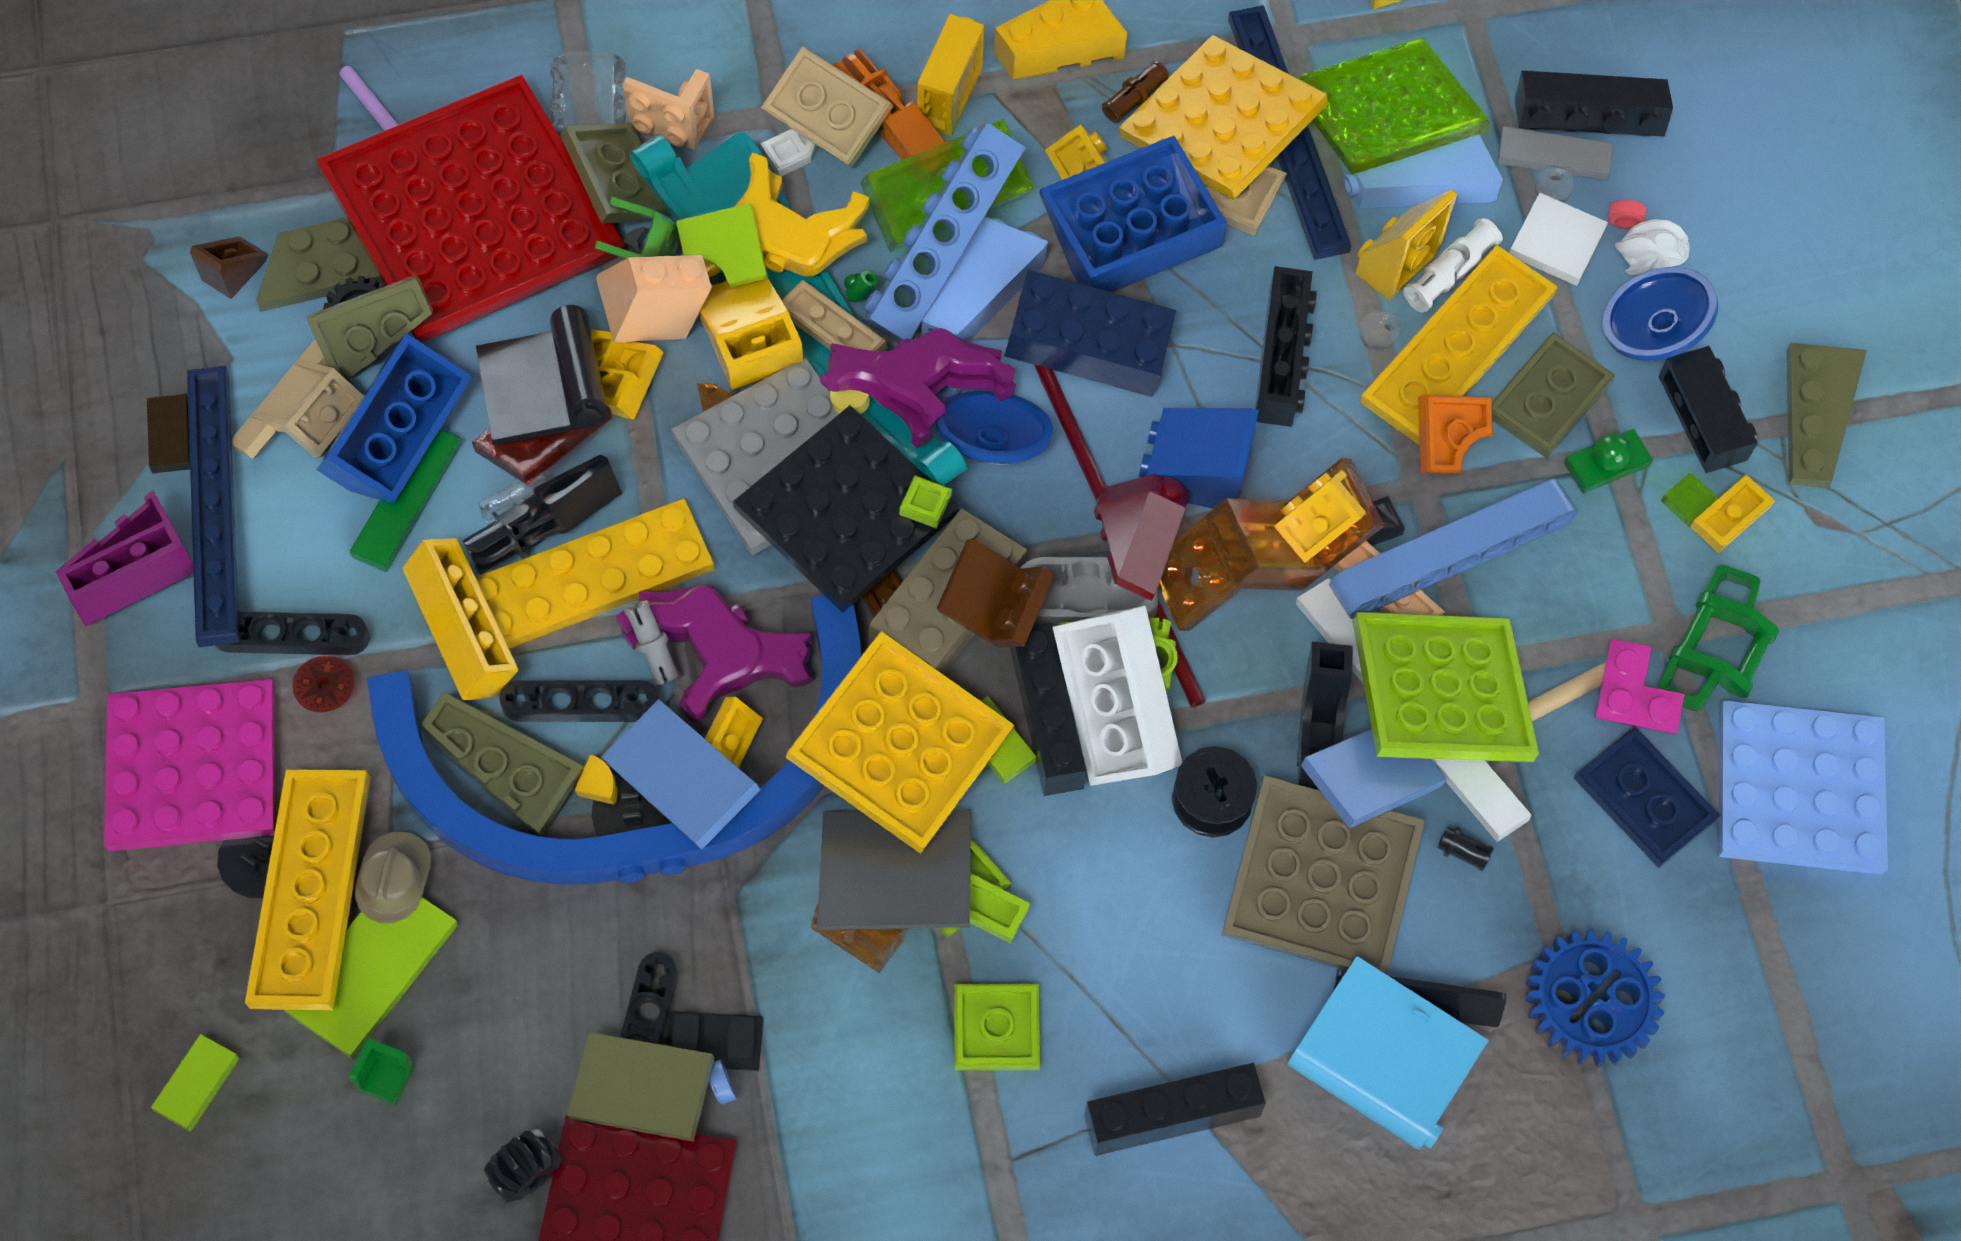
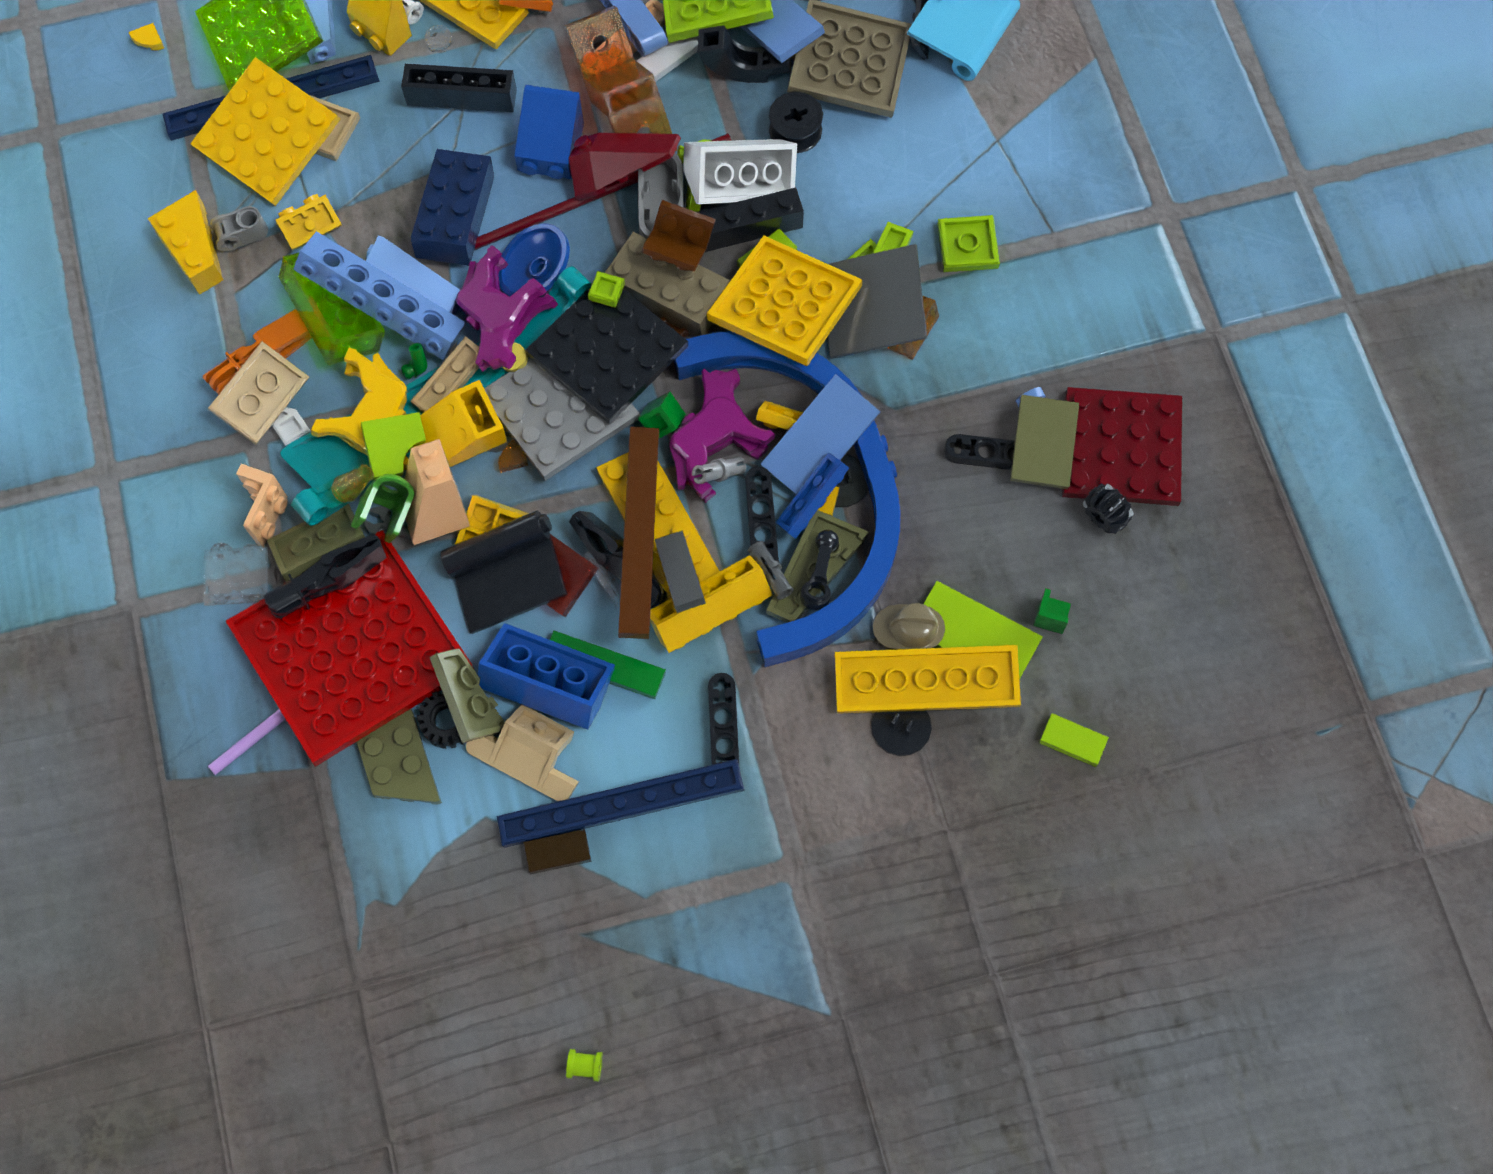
camera: 90 degrees left, 5 degrees up
(126, 564) = (679, 852): magenta wedge -> none
(190, 765) = (836, 785): dark pink plate -> none
(227, 263) = (403, 828): reddish brown slope -> none
(323, 684) = (764, 699): clear red piece -> none
(493, 695) = (779, 585): none -> dark grey pin
(500, 576) = (680, 571): none -> dark grey tile
(527, 774) = (826, 542): none -> black piece
(555, 169) = (331, 573): none -> black arm
(564, 529) = (639, 534): none -> reddish brown tile
(595, 757) = (812, 495): none -> blue plate
(672, 191) = (350, 484): none -> clear yellow cone
(725, 1036) = (998, 410): black piece -> none
(750, 582) = (662, 414): none -> green panel
(951, 73) = (228, 306): yellow window -> none
(1080, 91) = (237, 228): none -> light grey piece
(1133, 216) = (355, 182): blue slope -> none
(1135, 91) = (238, 192): reddish brown pin -> none
(1174, 1109) = (1014, 135): black brick -> none
(1320, 517) = (605, 45): yellow bracket -> none

